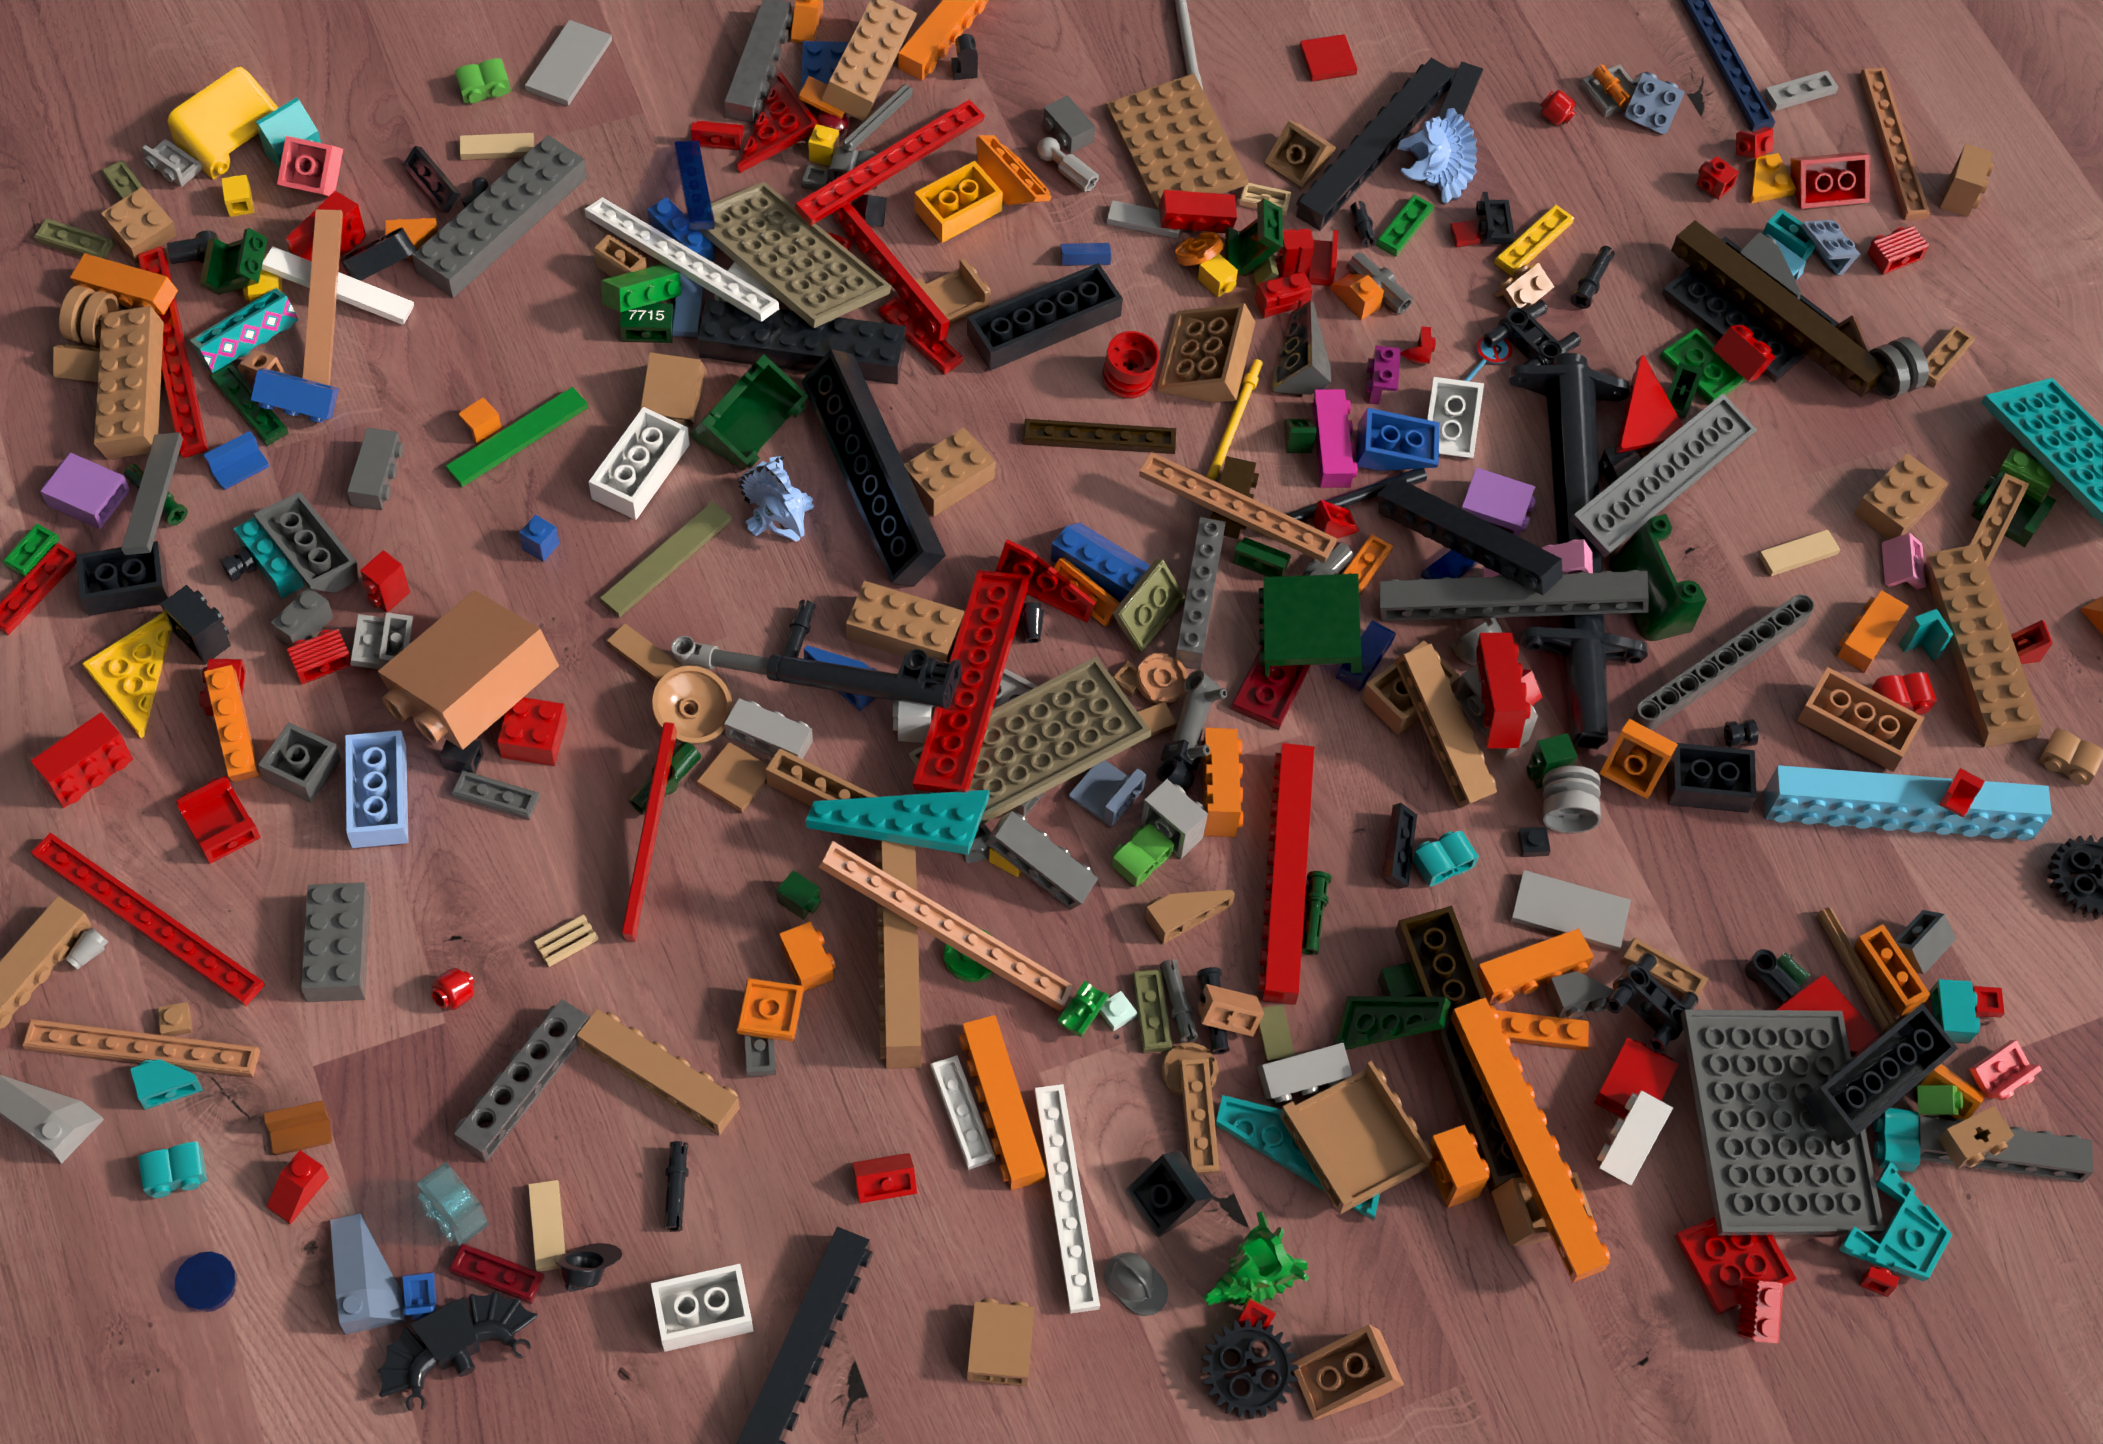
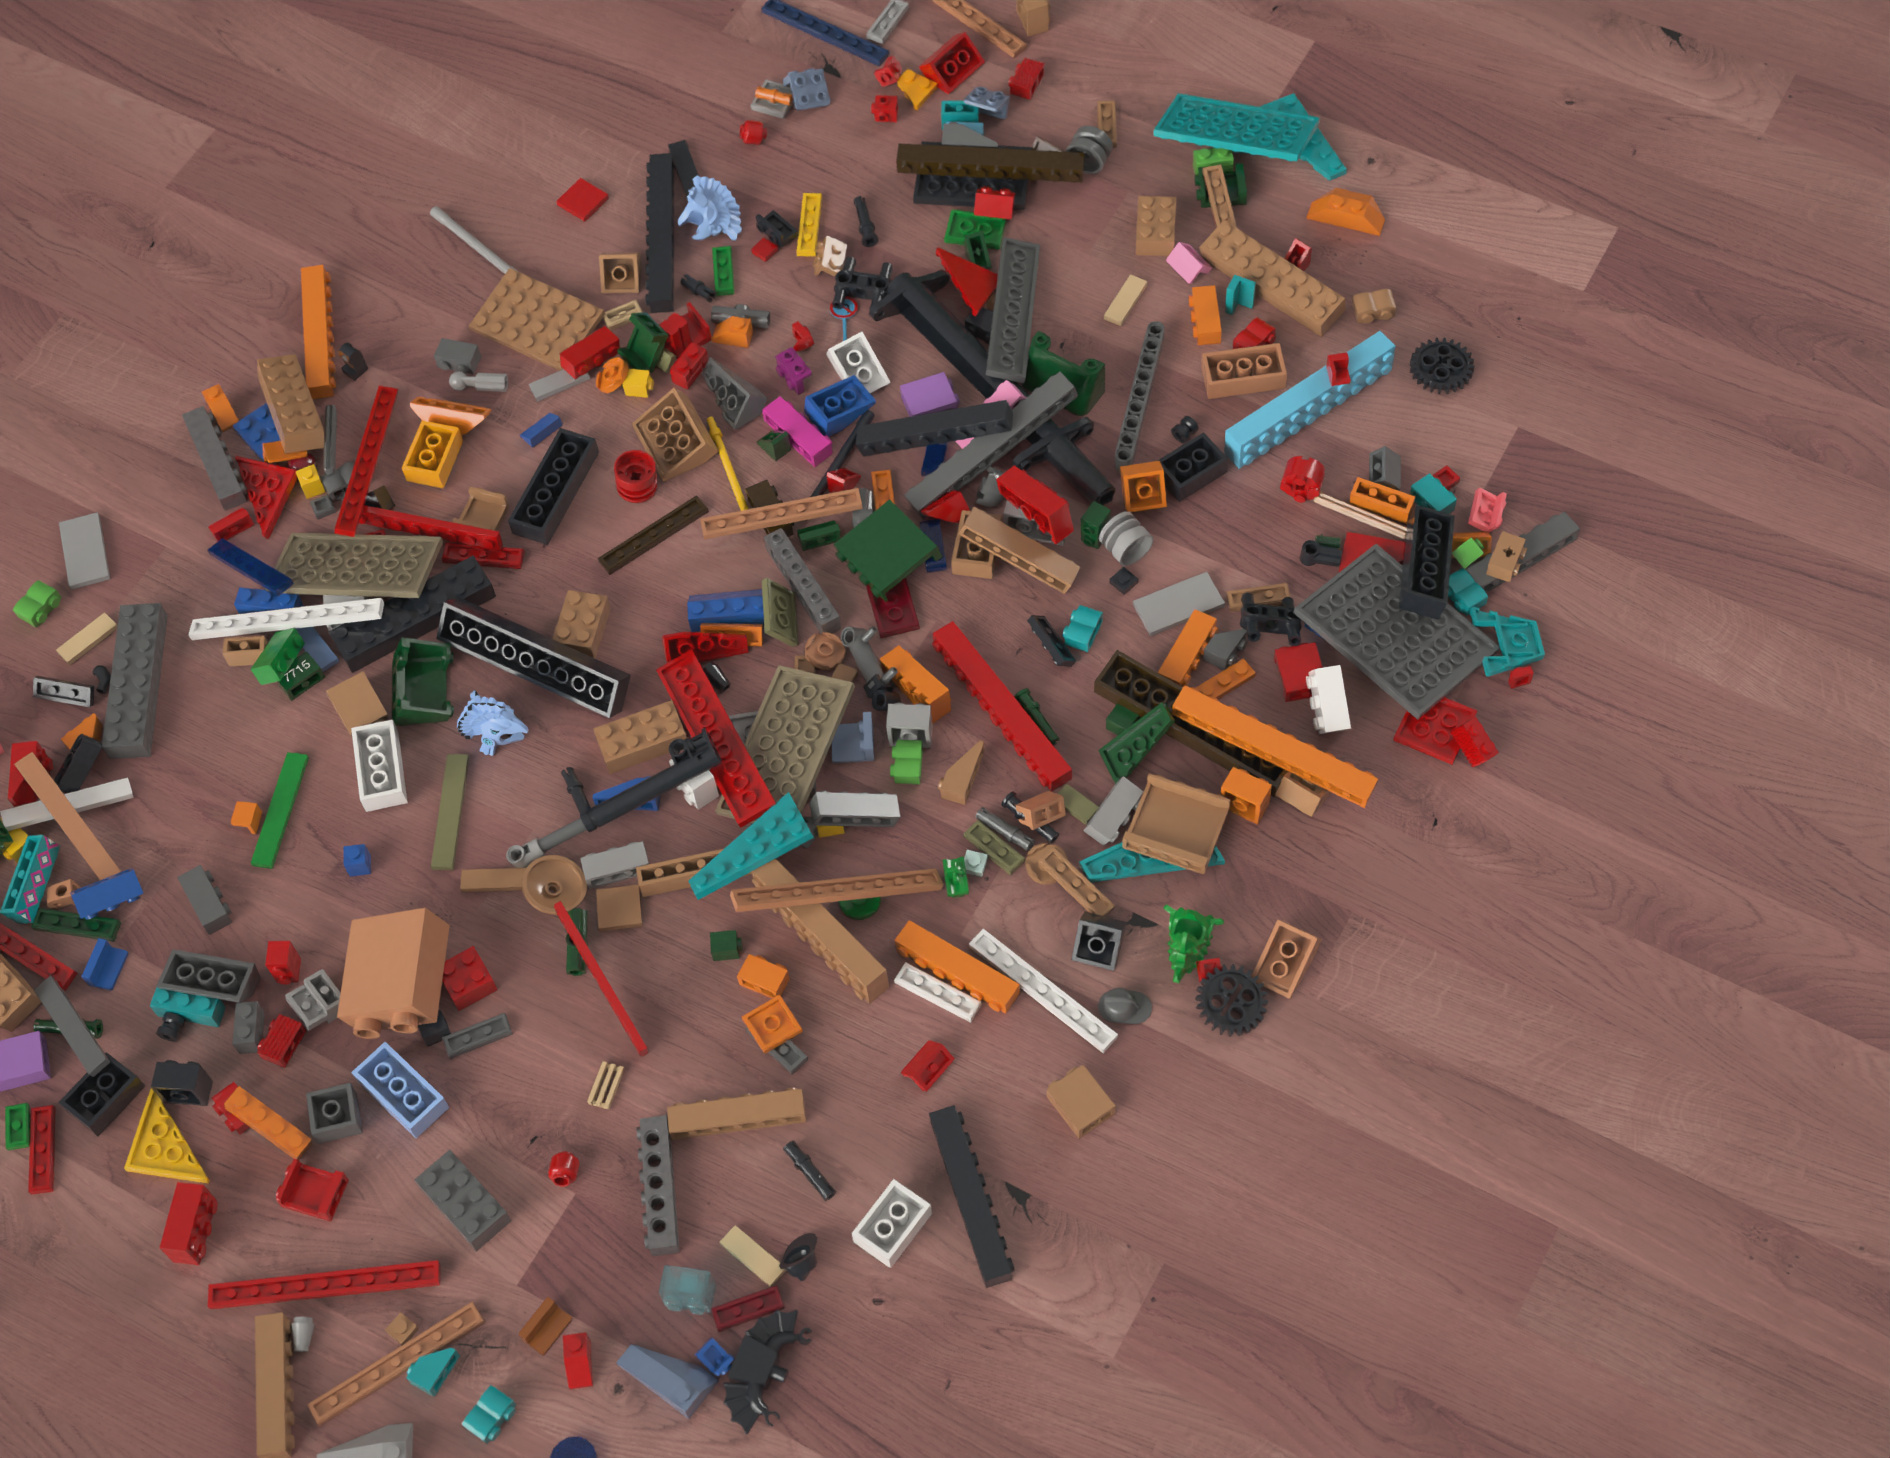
camera: 30 degrees left, 0 degrees up
(1413, 626) = (947, 507): none -> red slope
(1822, 880) = (1302, 478): none -> red brick

